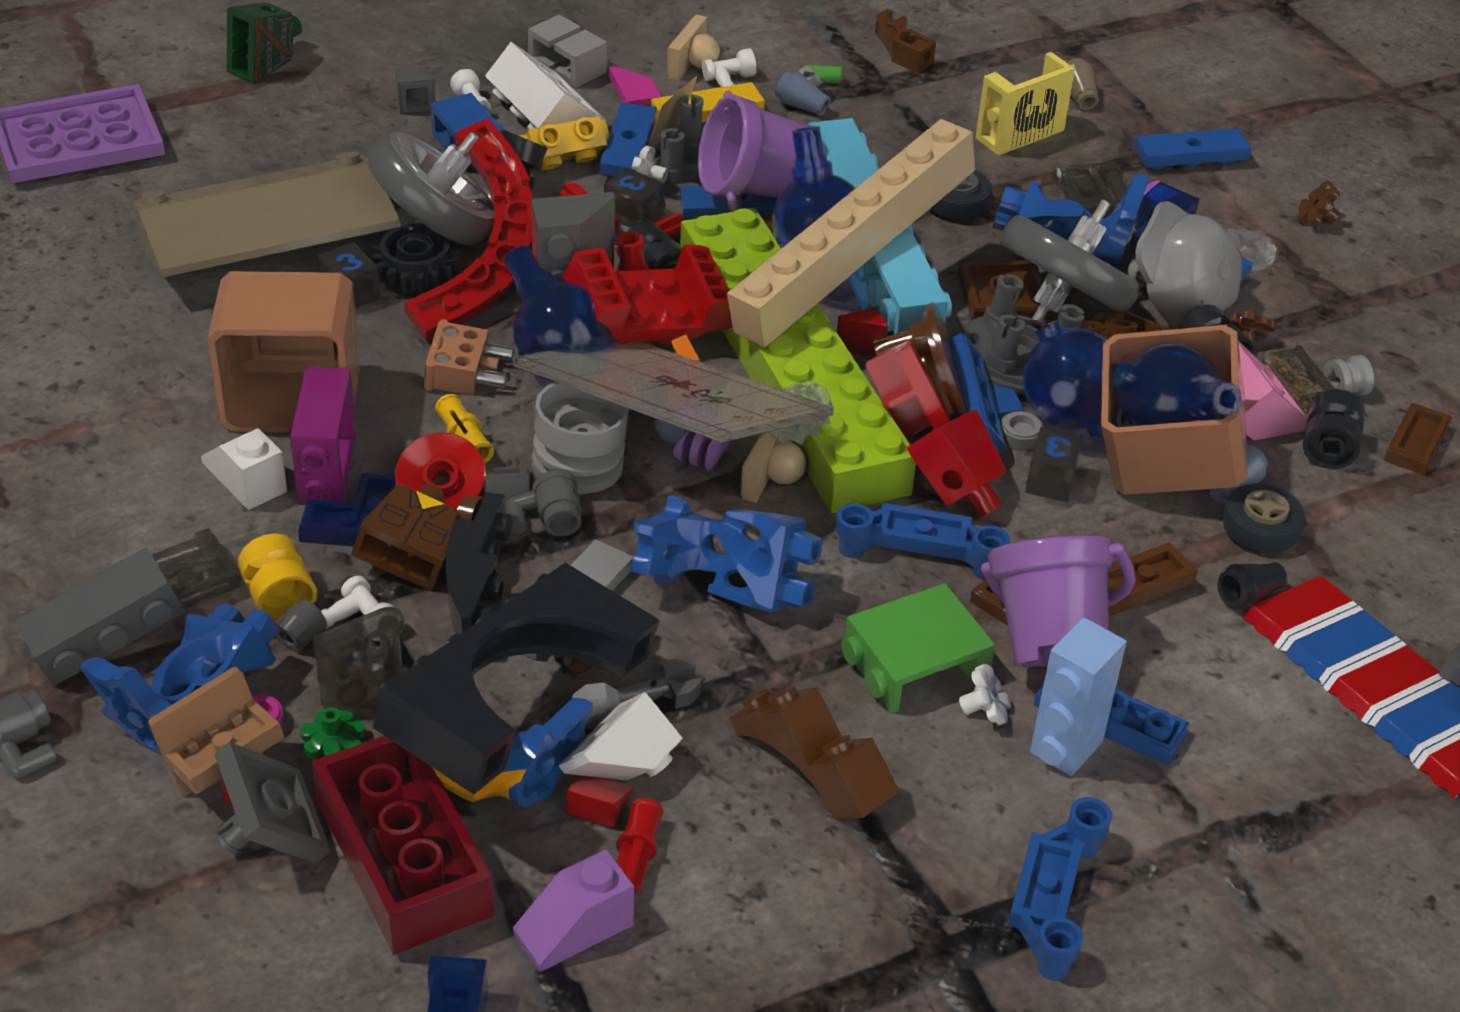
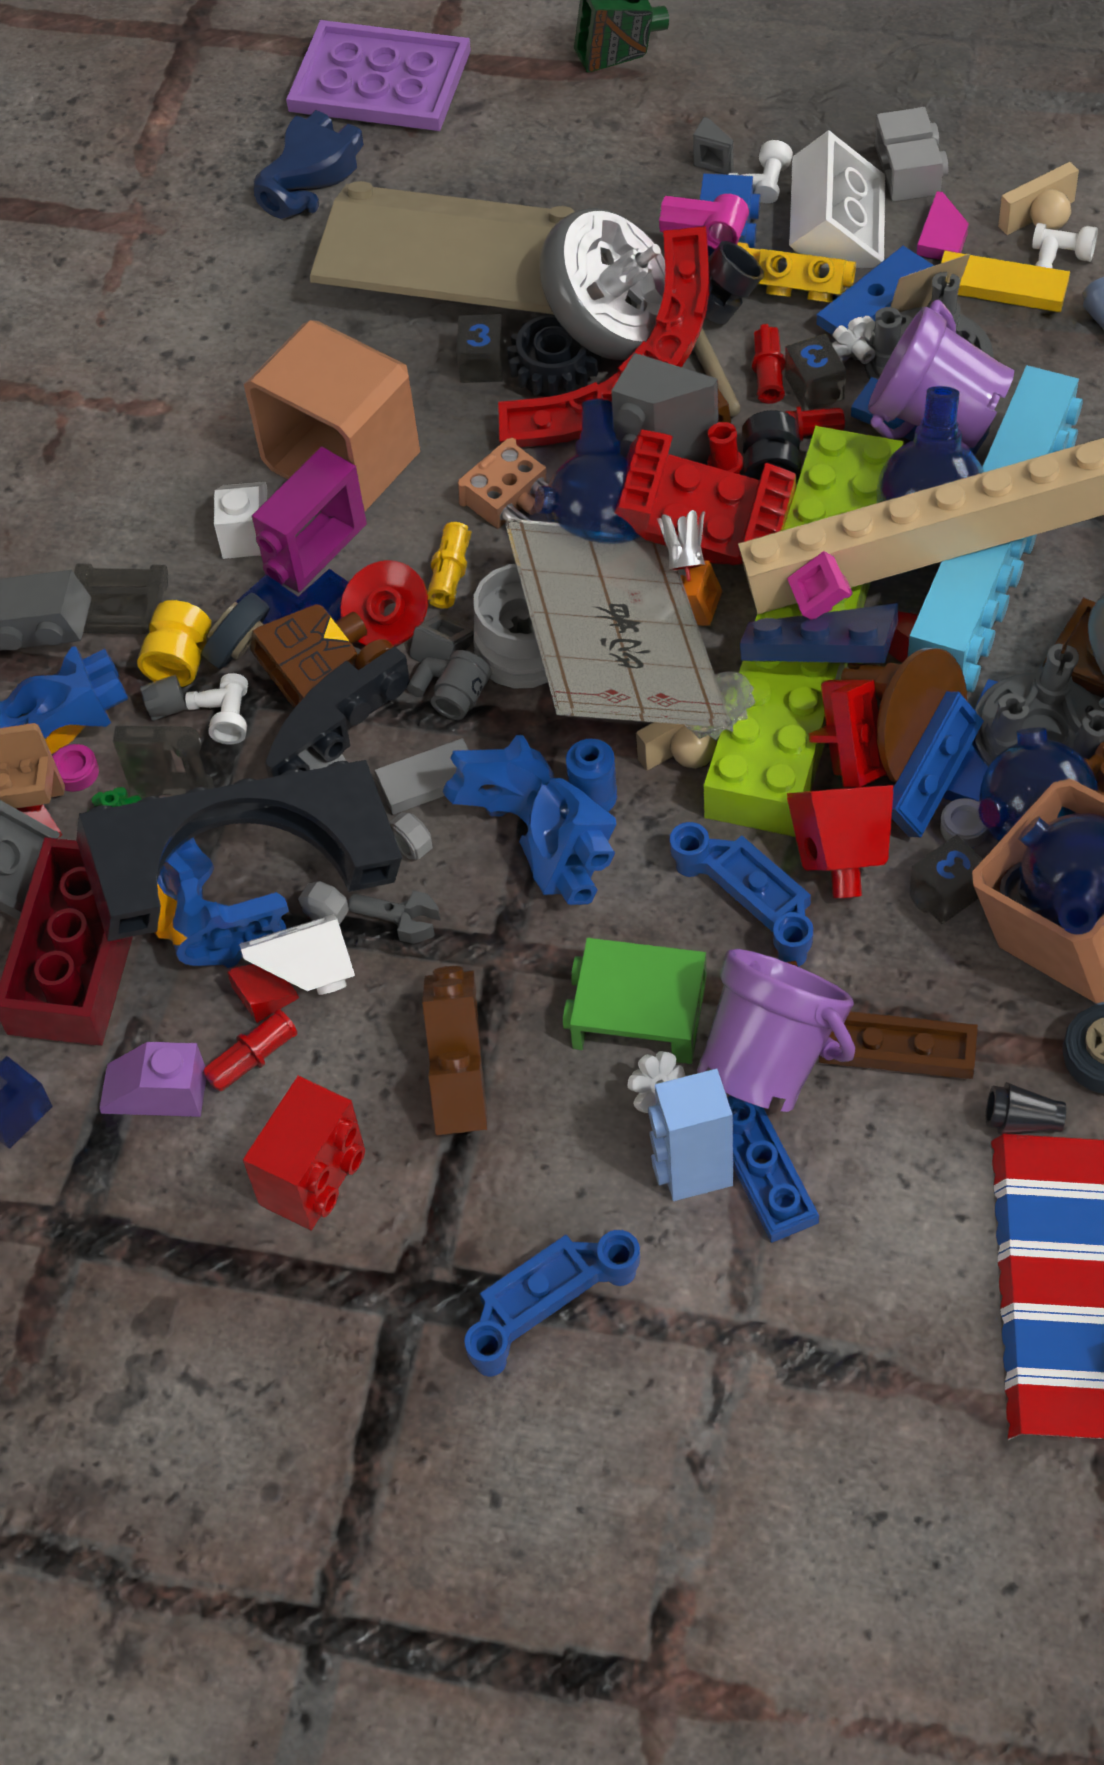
camera: 45 degrees right, 15 degrees up
(67, 208) = (310, 159): none -> dark blue hips
(331, 541) = (233, 630): none -> black wheel
(446, 123) = (722, 217): none -> dark pink piece
(667, 333) = (686, 547): none -> flat silver piece
(738, 492) = (593, 771): none -> blue head
(780, 883) = (305, 1153): none -> red brick
(815, 294) = (819, 586): none -> dark pink tile
(838, 333) = (835, 636): none -> dark blue wing

